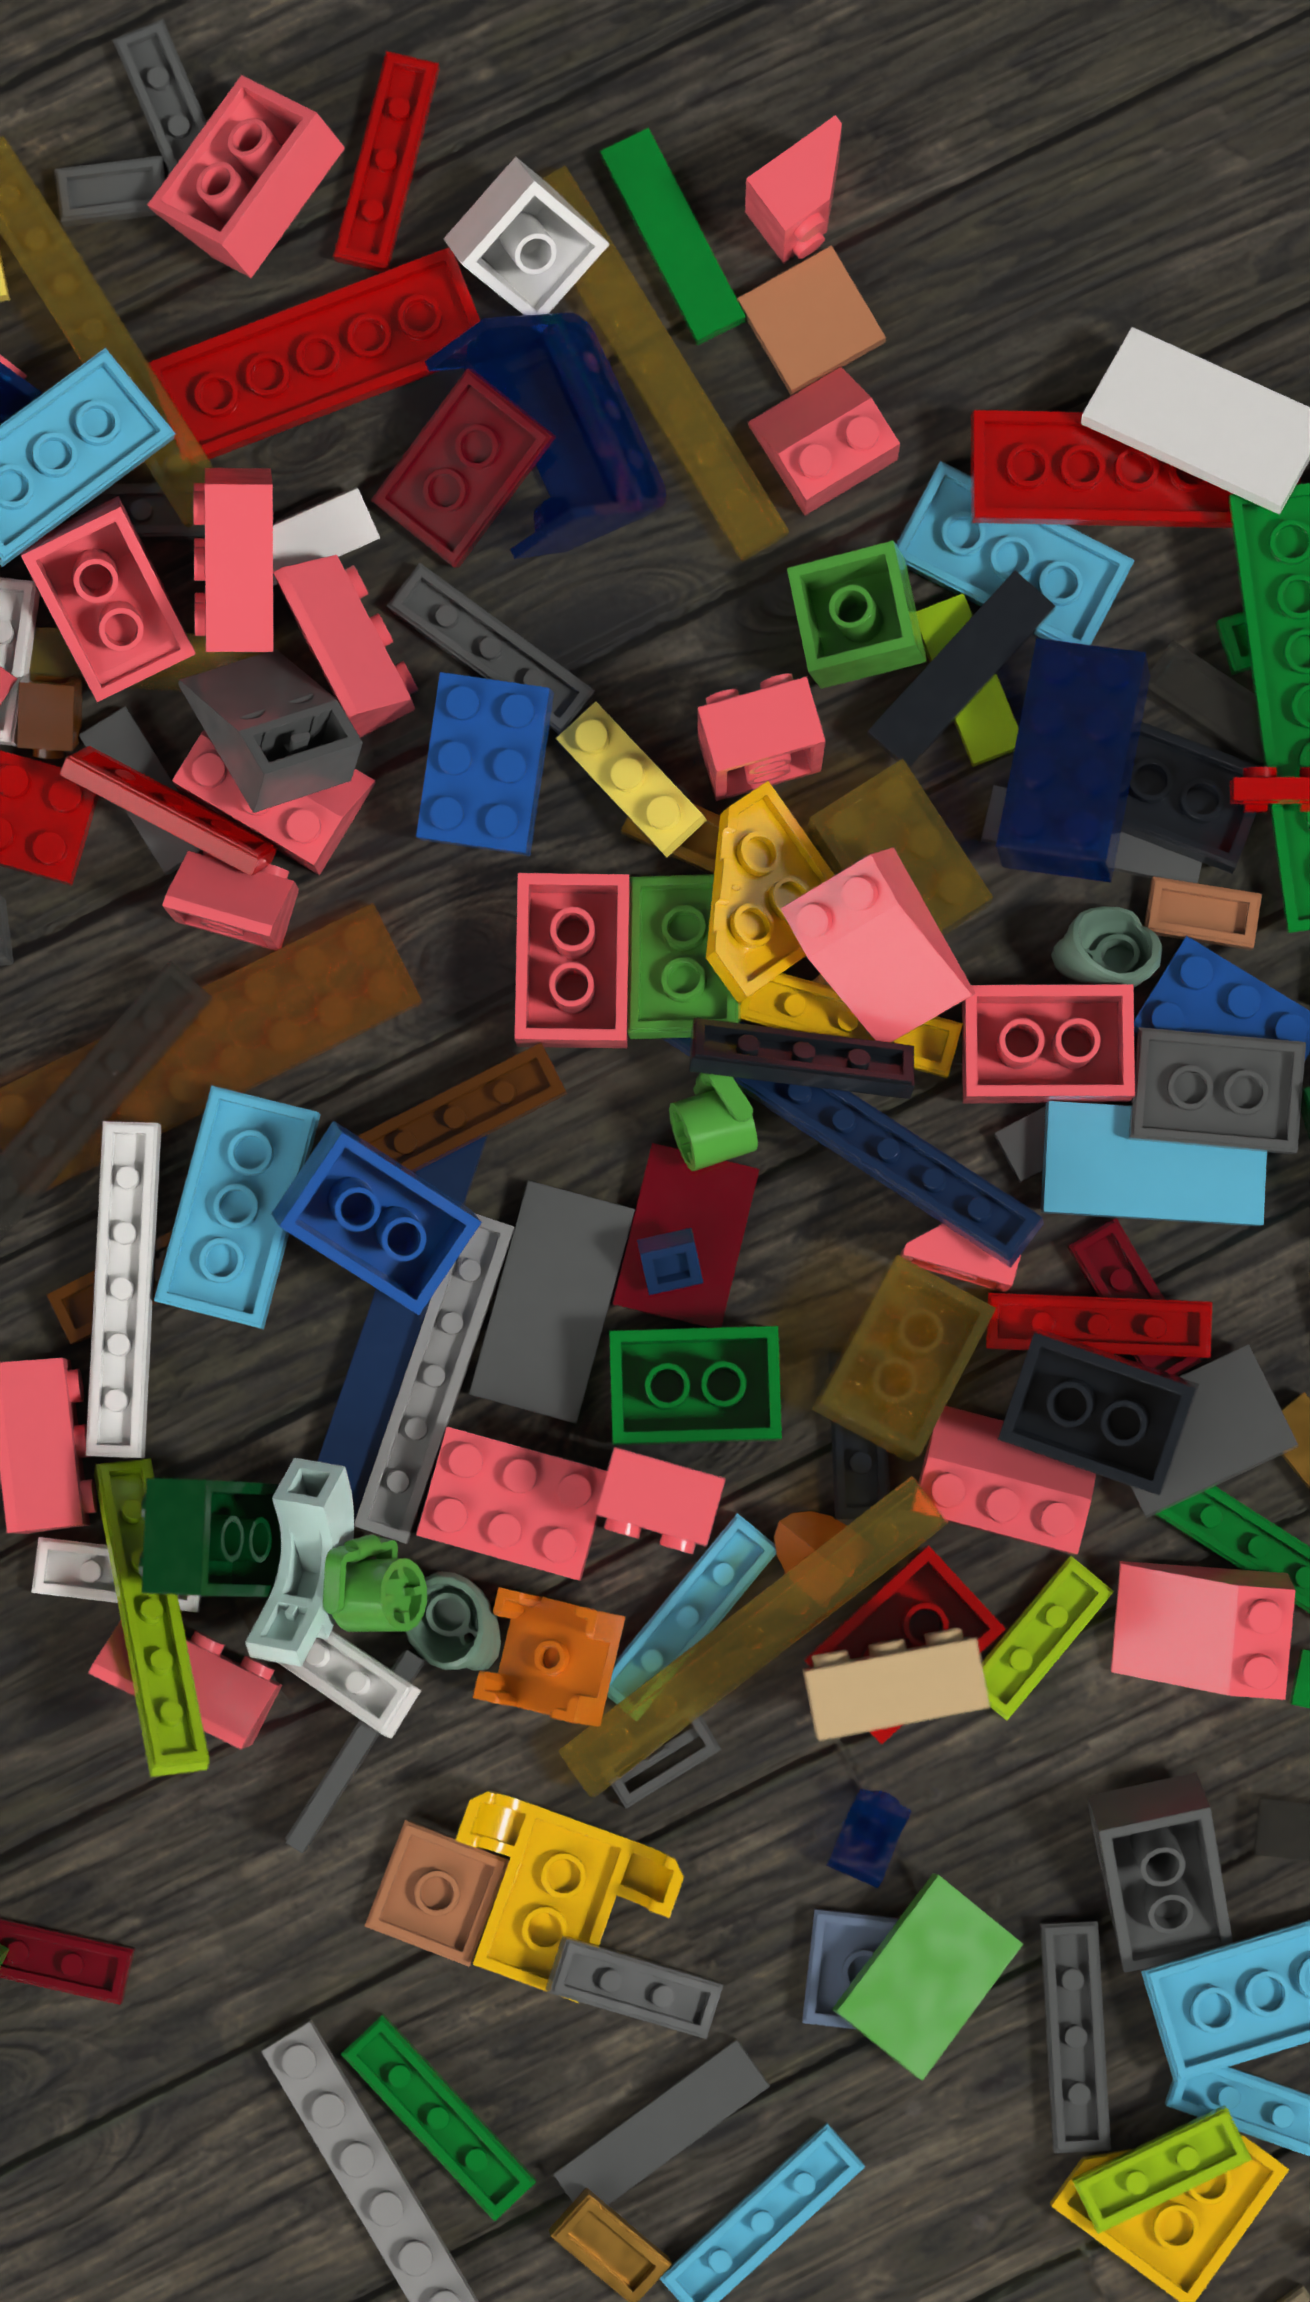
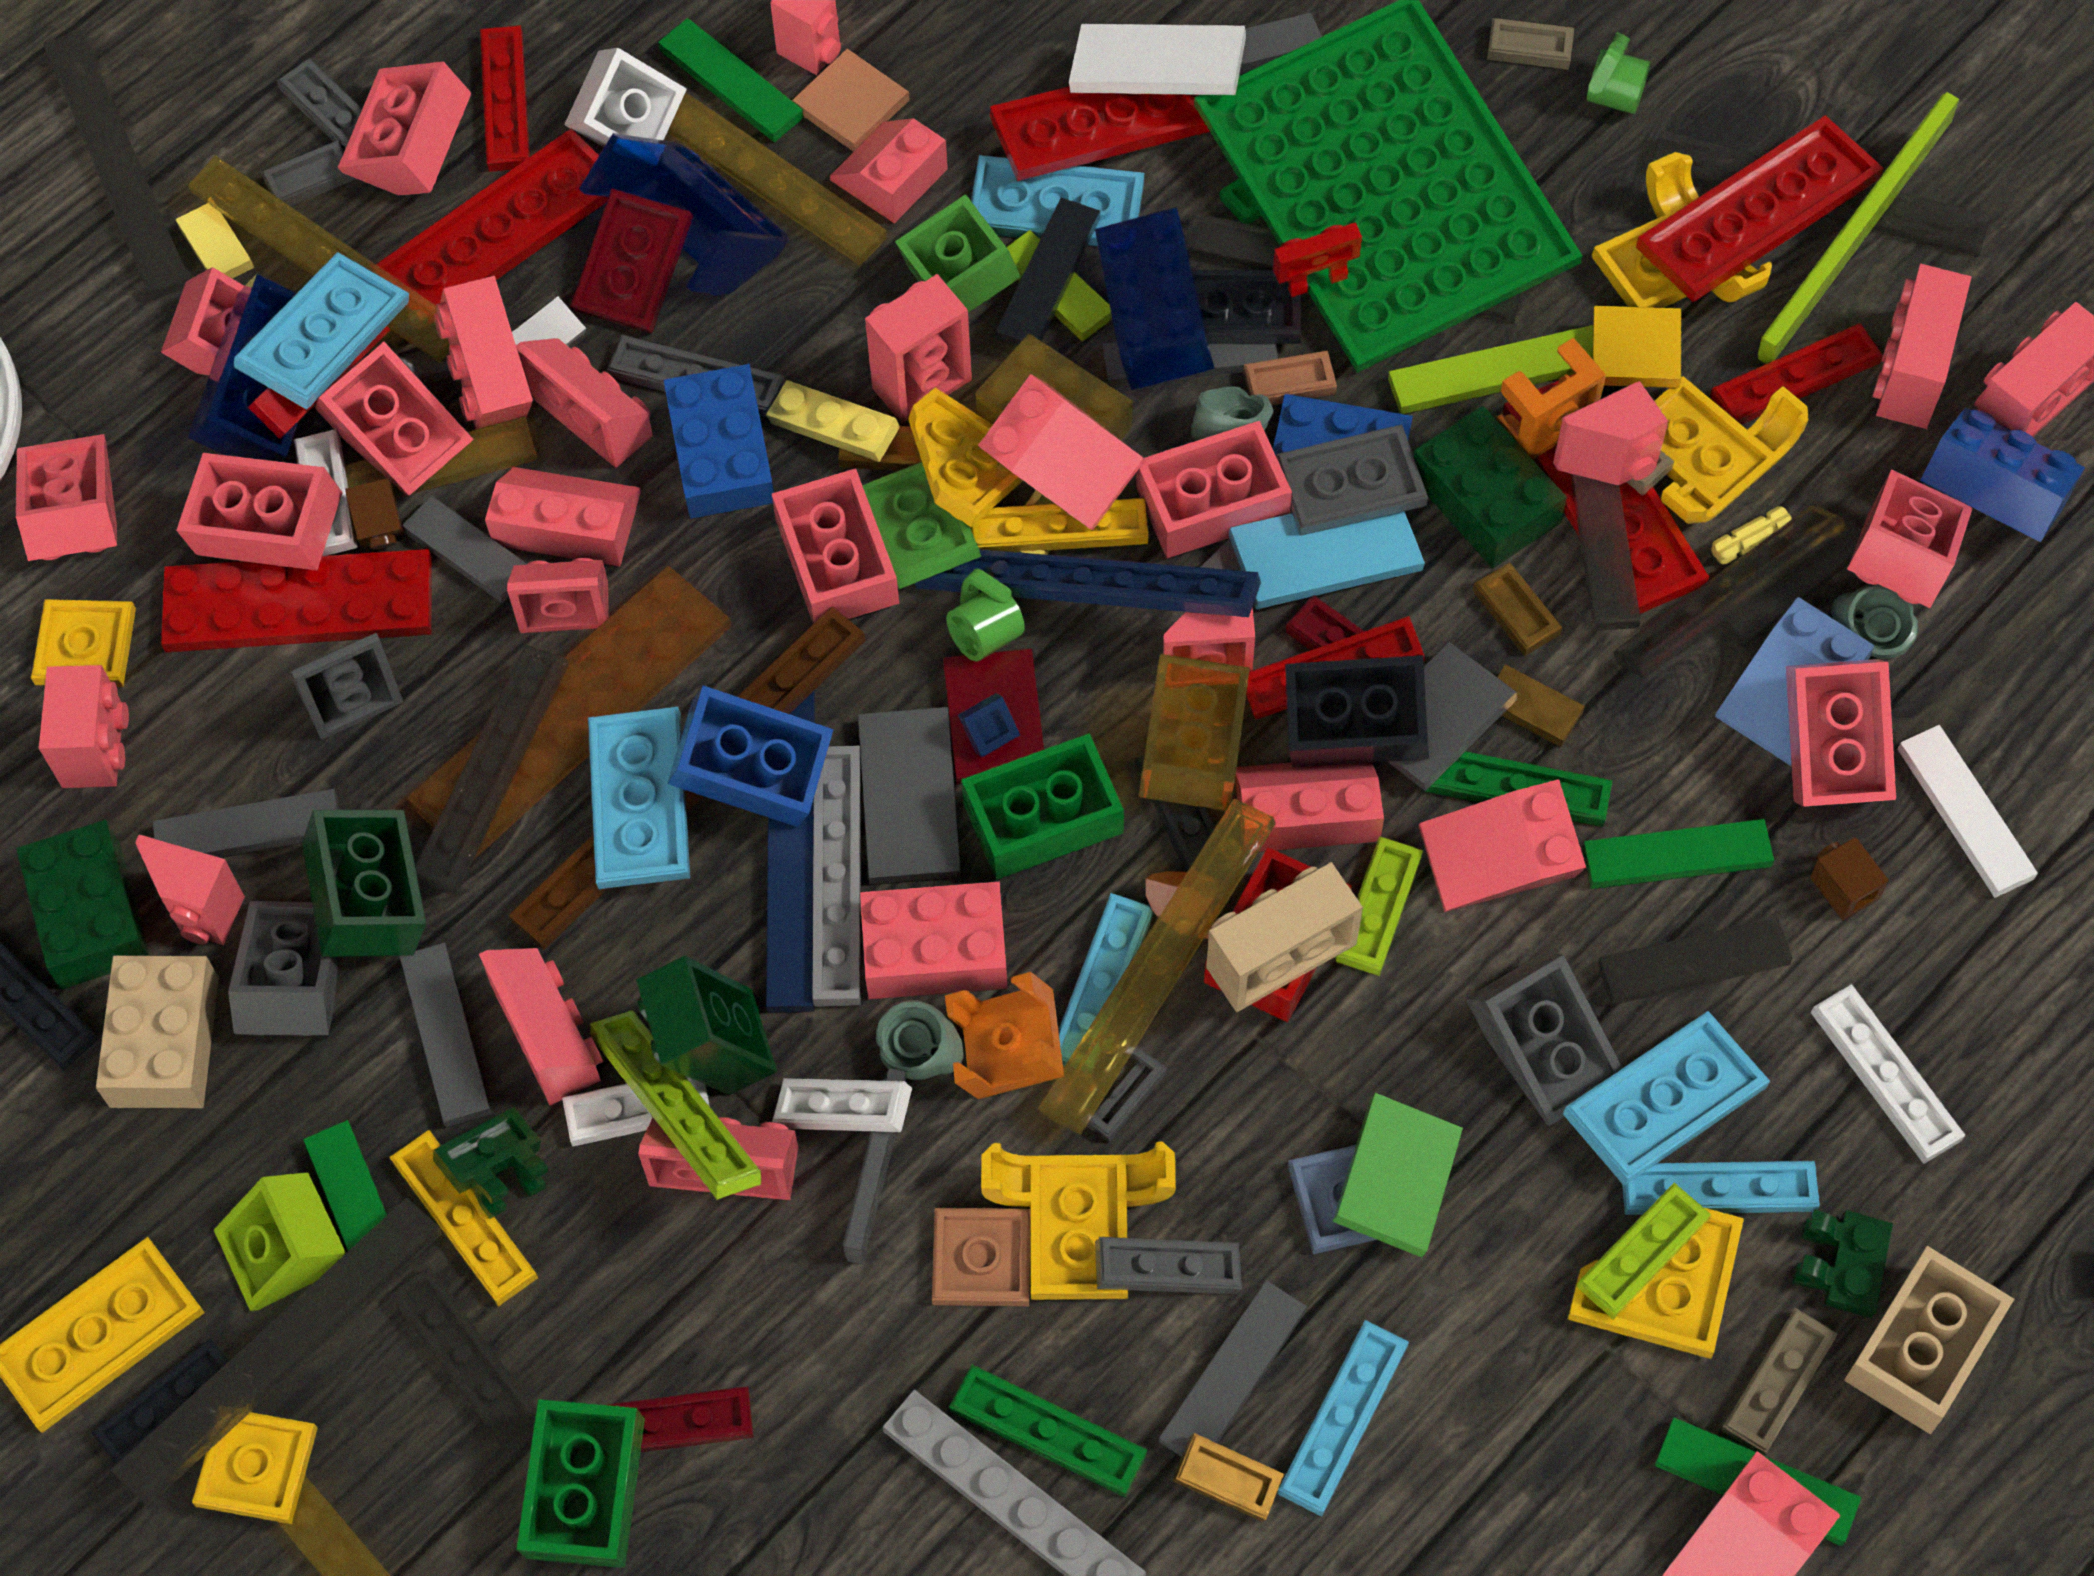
camera: 25 degrees left, 20 degrees down
(123, 1290) = (569, 888): white tile -> none
(169, 810) = (489, 542): red tile -> none
(274, 728) = (556, 457): dark grey slope -> none
(313, 1518) = (787, 1022): light aqua arch -> none
(373, 1592) = (847, 1032): bright green piece -> none
(660, 1499) = (1047, 881): coral brick -> none
(802, 1058) = (1033, 547): black tile -> none
(869, 1836) = (1309, 1085): clear blue bracket -> none
(1075, 2036) = (1533, 1186): dark grey tile -> none

